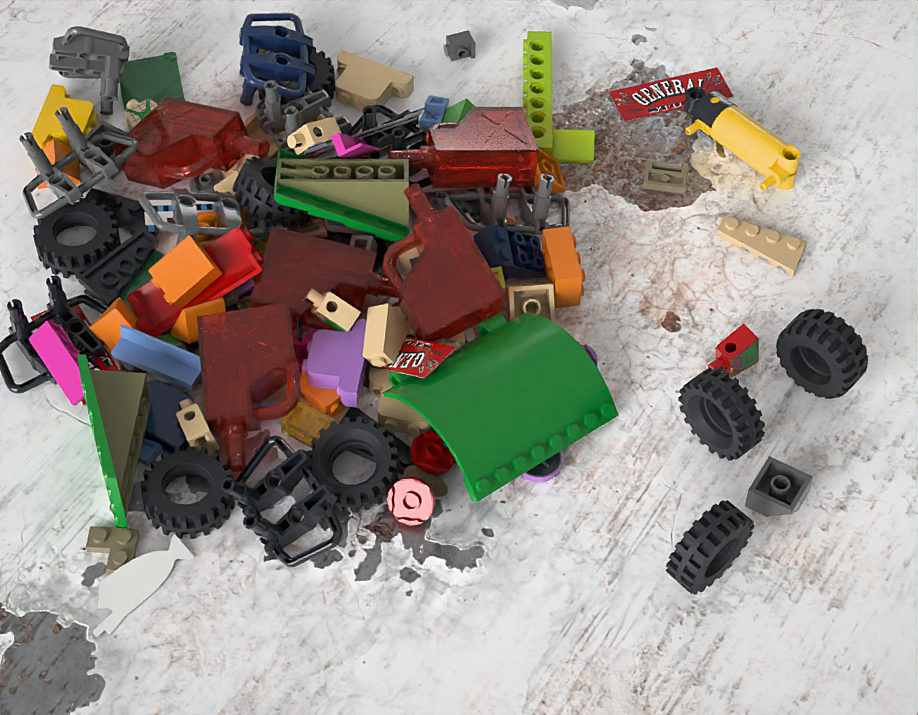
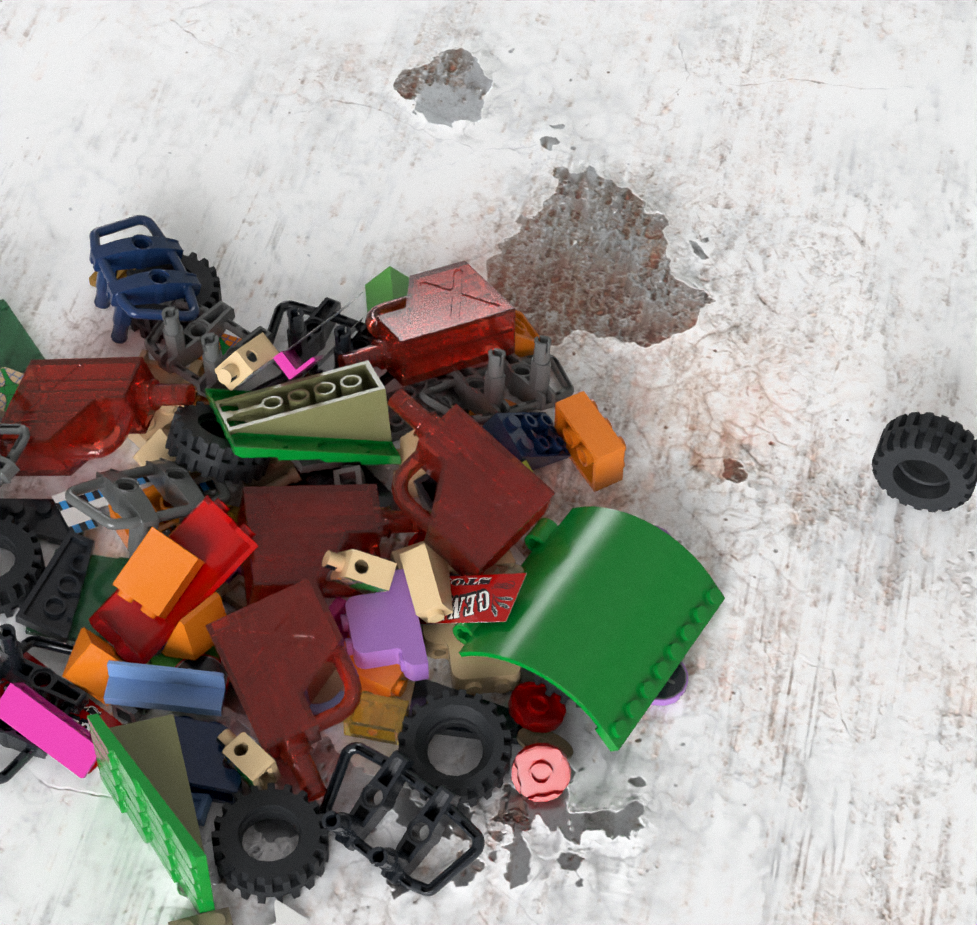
camera: 20 degrees left, 0 degrees up
(204, 183) = (120, 459): dark grey brick -> none
(368, 82) = (258, 277): tan brick -> none
(434, 111) = (350, 286): medium blue slope -> none
(460, 46) = (349, 203): dark grey brick -> none
(531, 298) = (573, 488): tan slope -> none
(538, 87) = (462, 224): lime brick -> none
(573, 145) = (533, 289): lime slope -> none
(665, 176) = (654, 299): dark tan plate -> none
(666, 94) = (614, 199): red sticker -> none
(709, 547) = (905, 723): black tyre -> none
(721, 413) = (837, 580): black tyre -> none
(737, 351) = (826, 486): red torso -> none
(743, 137) = (724, 230): yellow piece -> none
(772, 245) = (806, 348): tan wing -> none
(778, 489) = (941, 633): dark grey slope -> none

